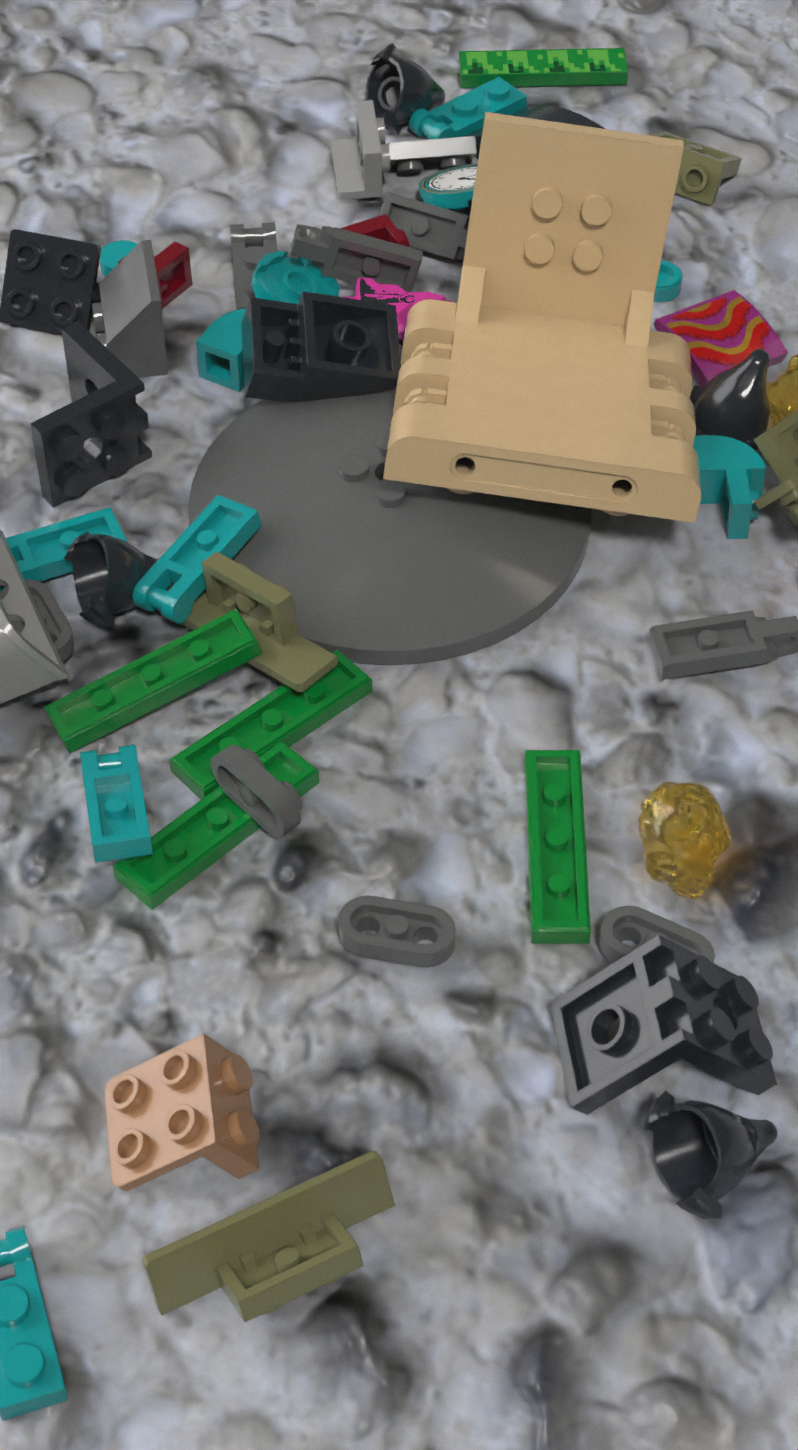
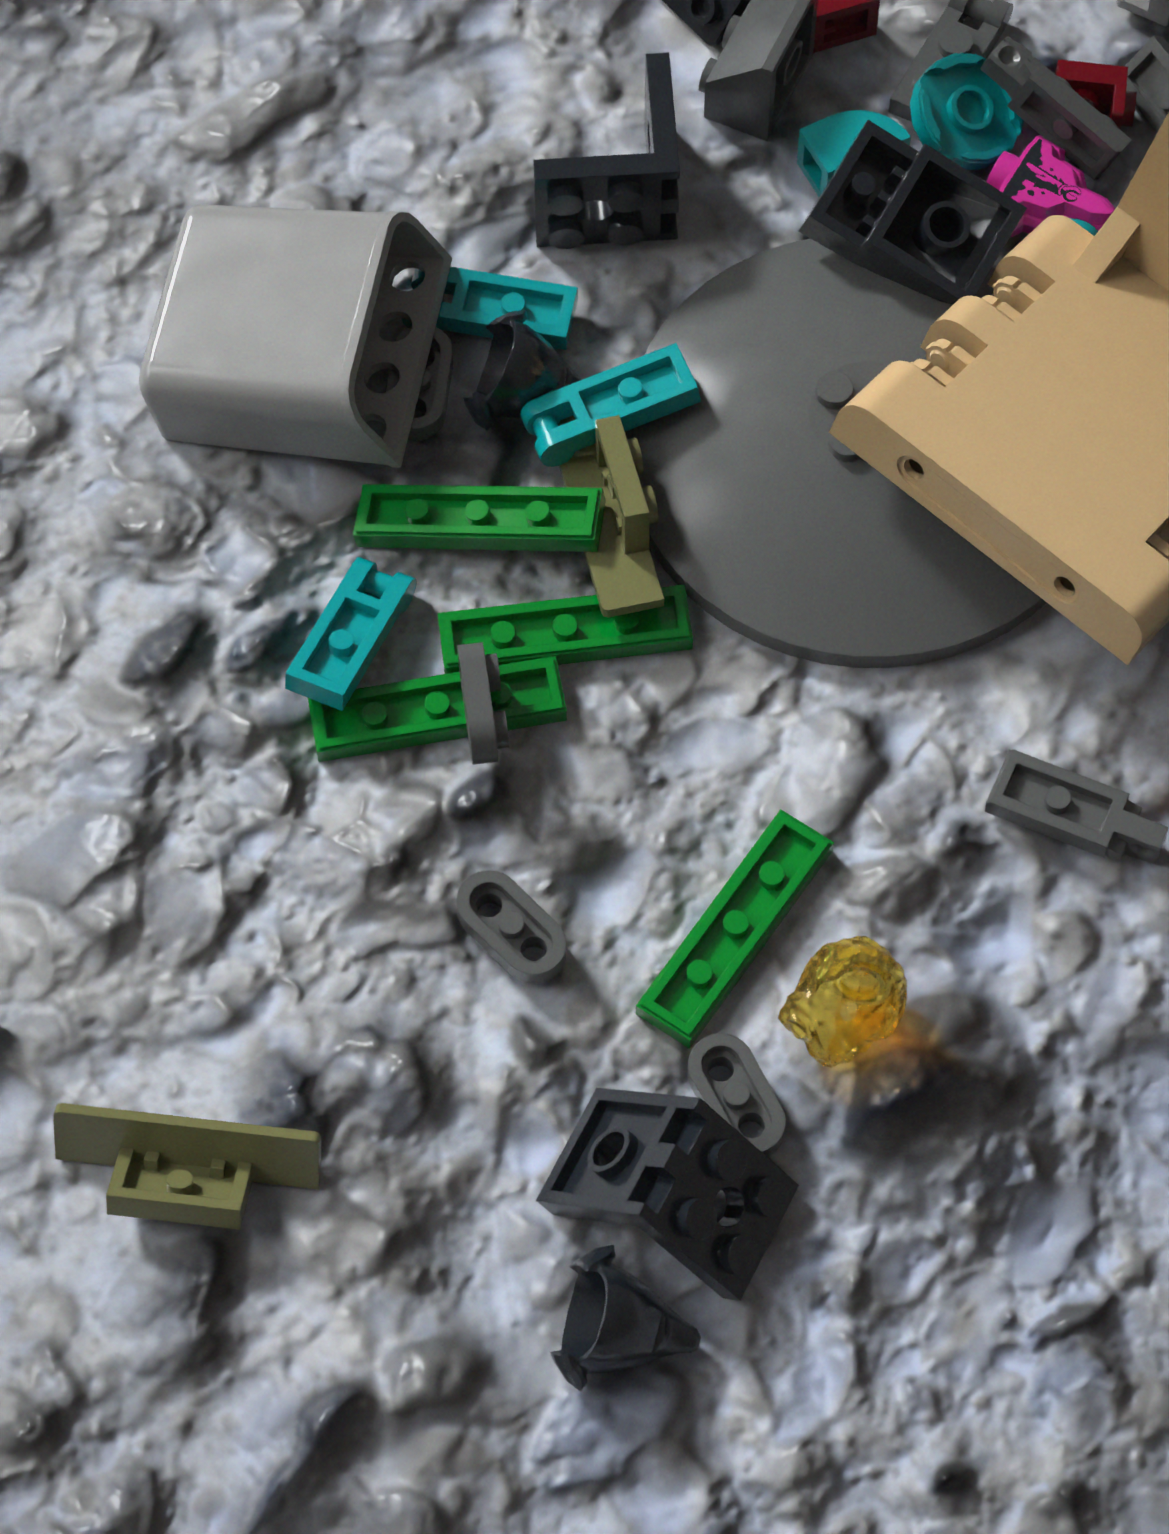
camera: 35 degrees right, 15 degrees up
(181, 1109) = (195, 988): medium nougat bracket -> none

